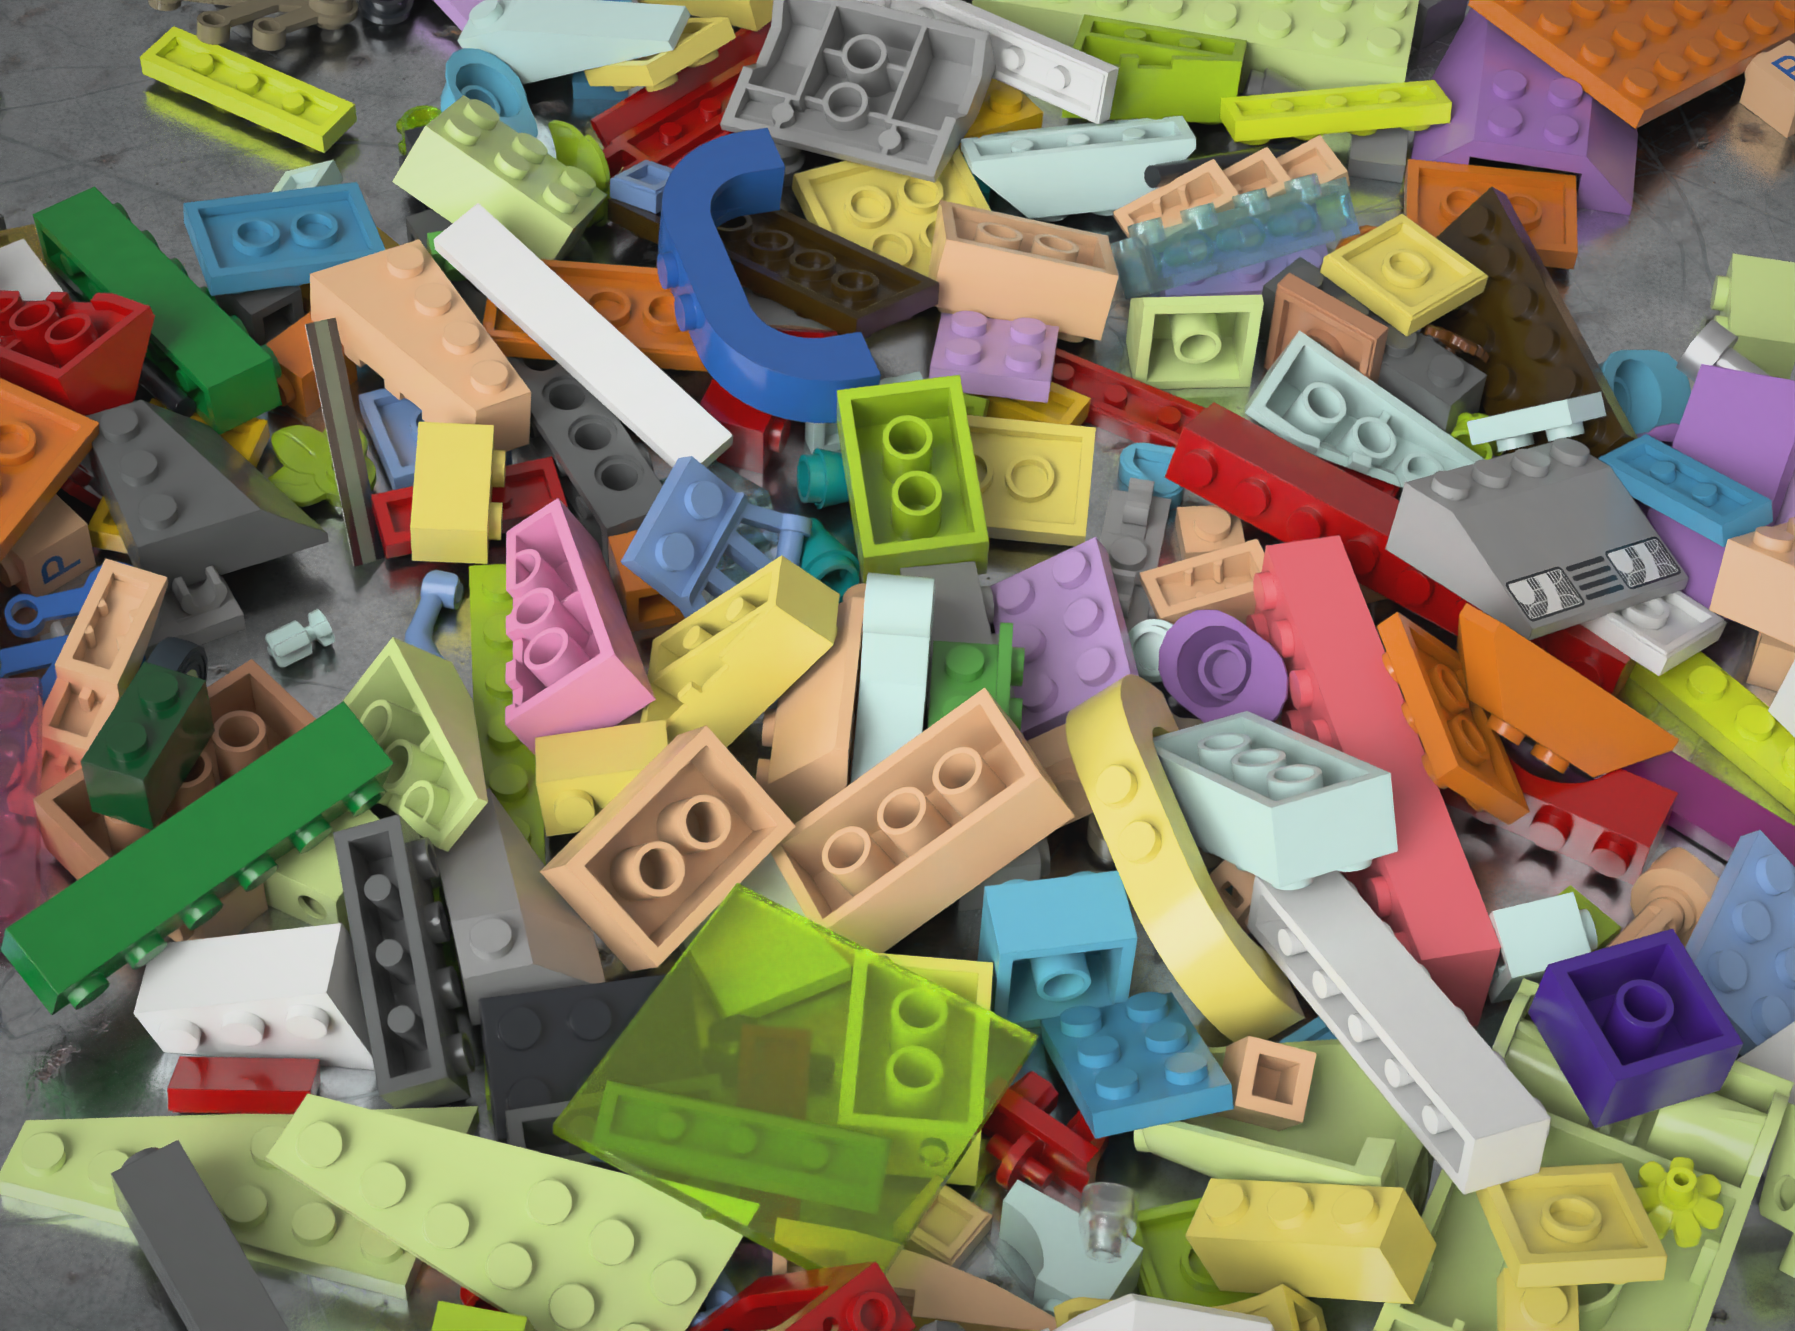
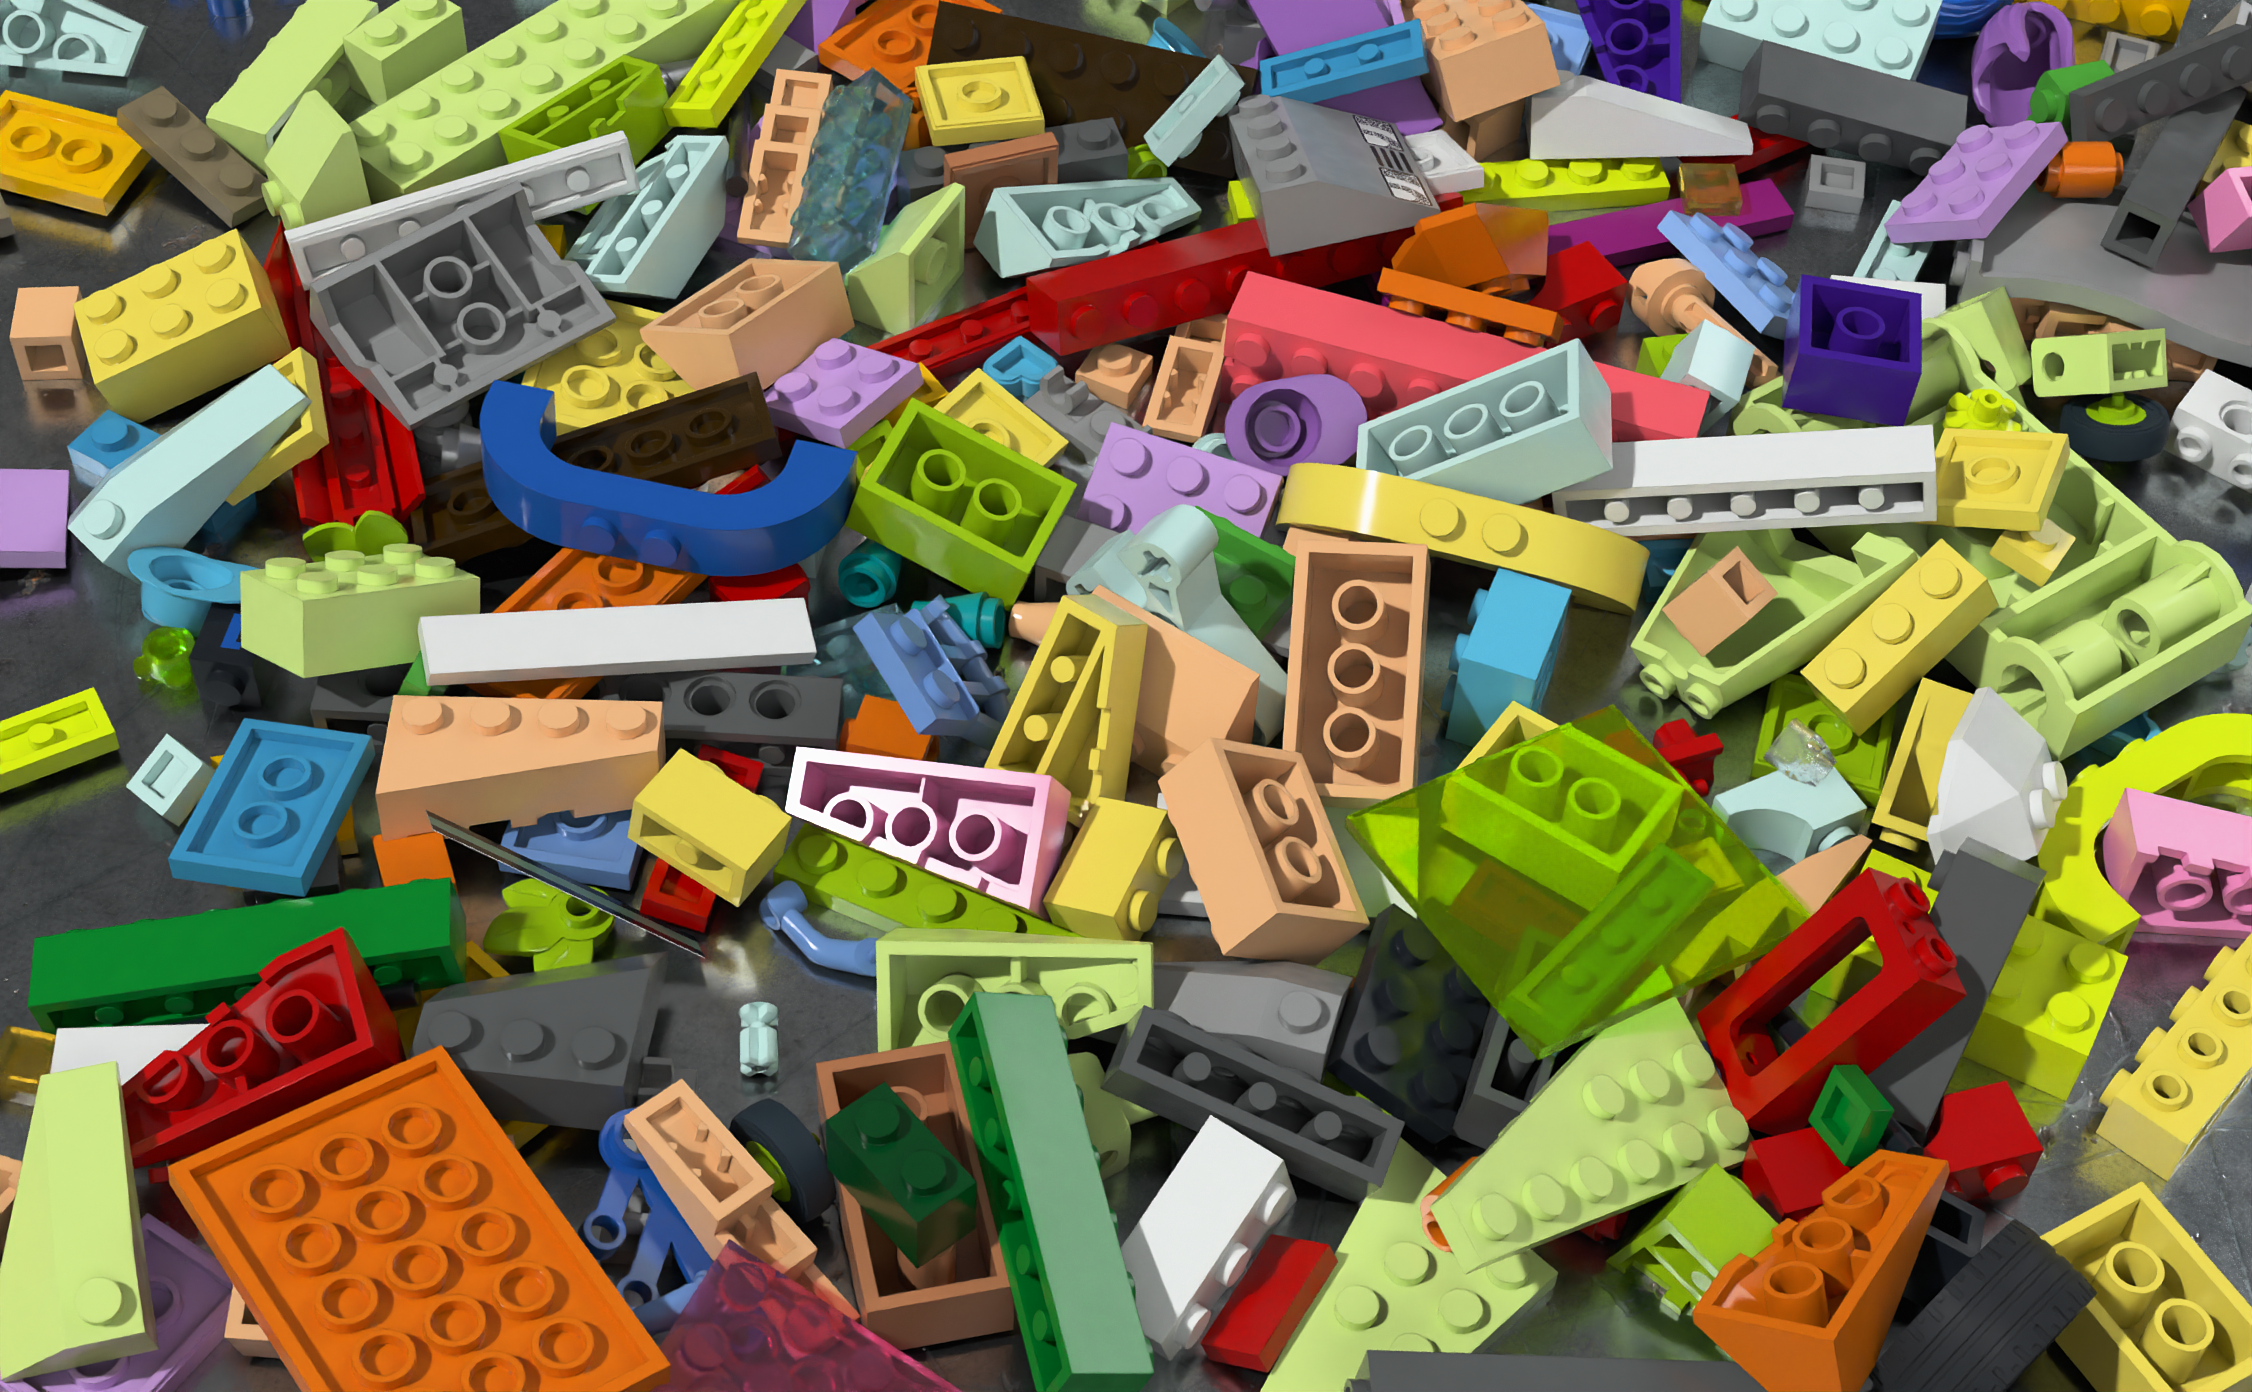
camera: 60 degrees left, 0 degrees up
(641, 185) = (433, 514): medium blue tile -> none
(1135, 1064) = (1650, 668): dark azure plate -> none
(1455, 342) = (1061, 116): reddish brown plant -> none

